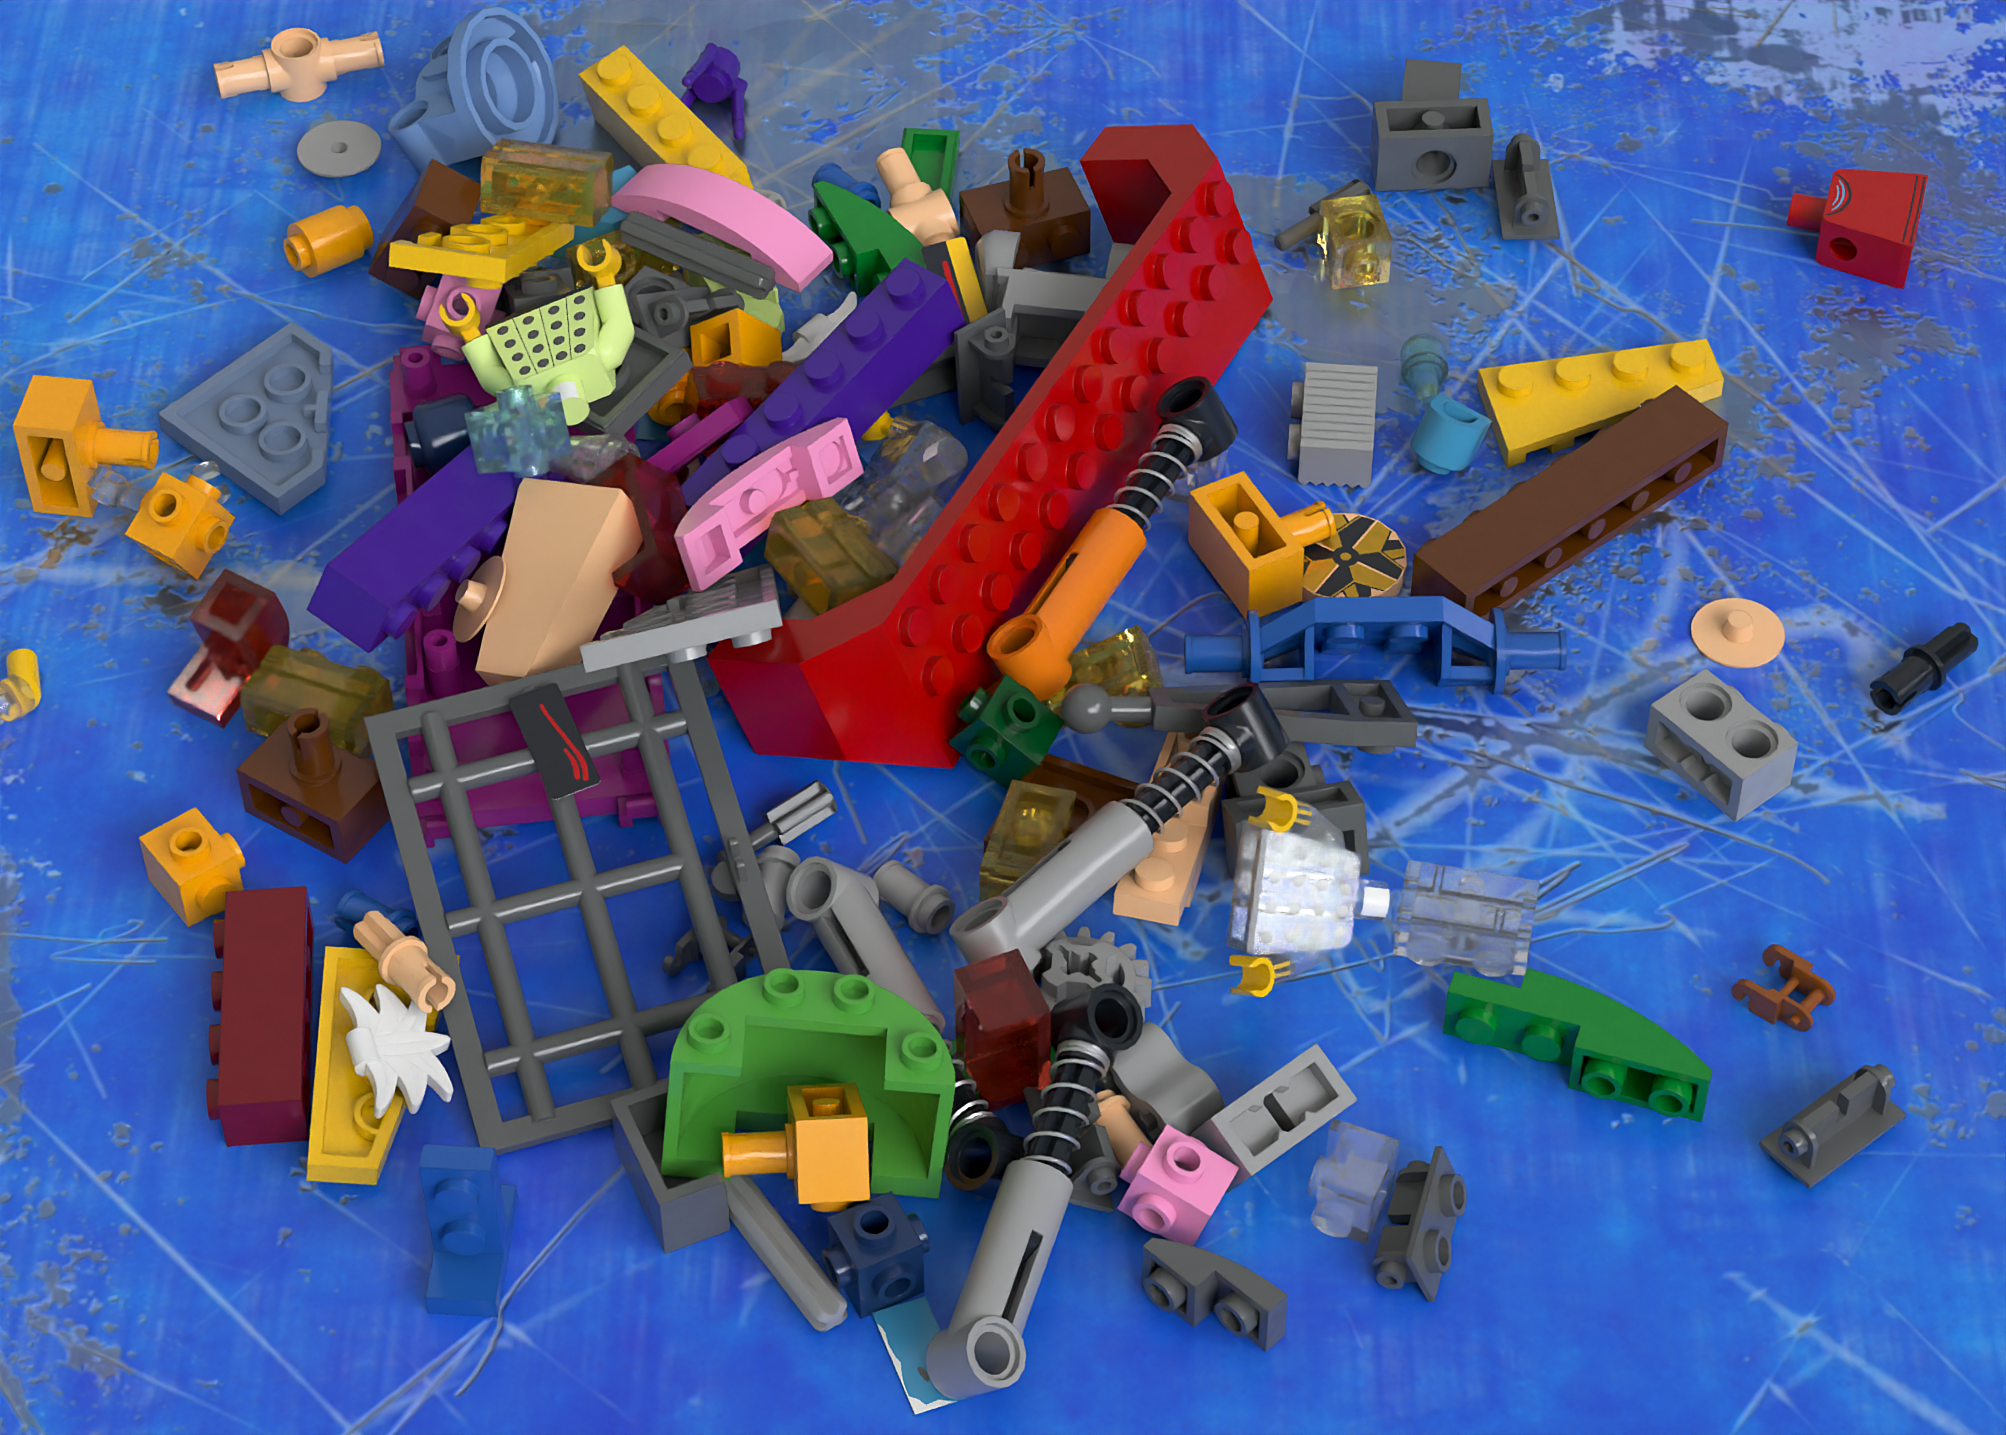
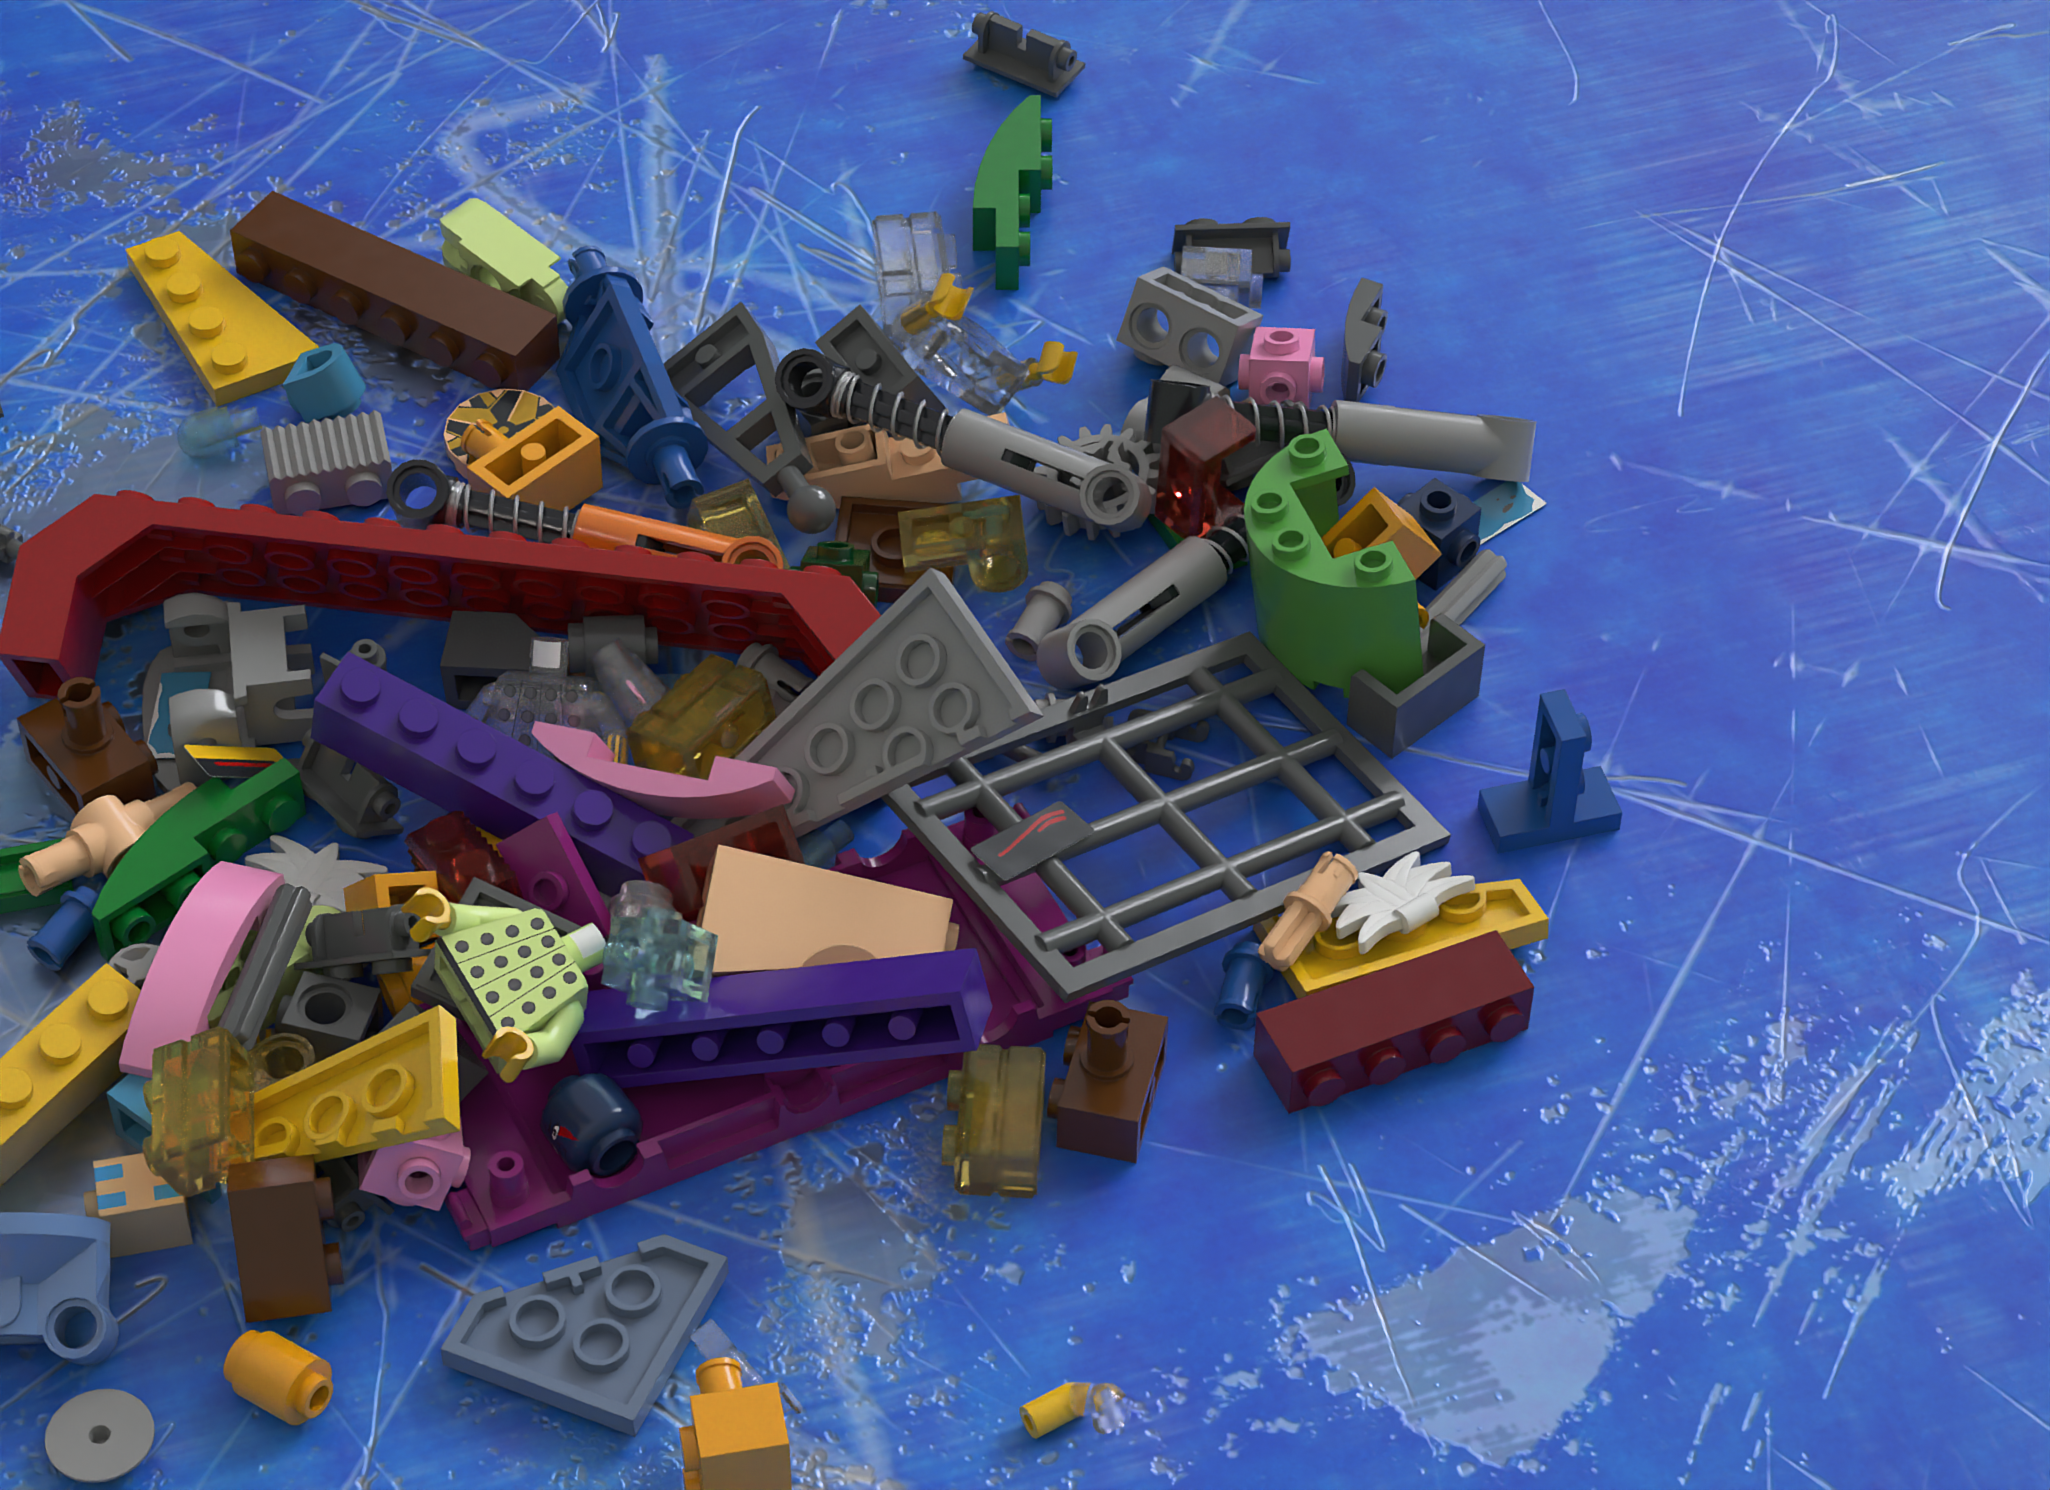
camera: 110 degrees left, 0 degrees up
(181, 523) = (805, 1320): light orange brick -> none
(192, 865) = (1248, 1144): light orange brick -> none
(237, 630) = (961, 1204): clear red brick -> none
(1354, 241) = (47, 492): clear yellow brick -> none
(1591, 587) = (501, 255): none -> yellowish green piece
(1721, 744) = (652, 162): light grey brick -> none
(1737, 633) = (497, 185): light nougat piece -> none
(1776, 1004) = (879, 95): dark orange piece -> none
(1923, 668) = (509, 70): black axle -> none

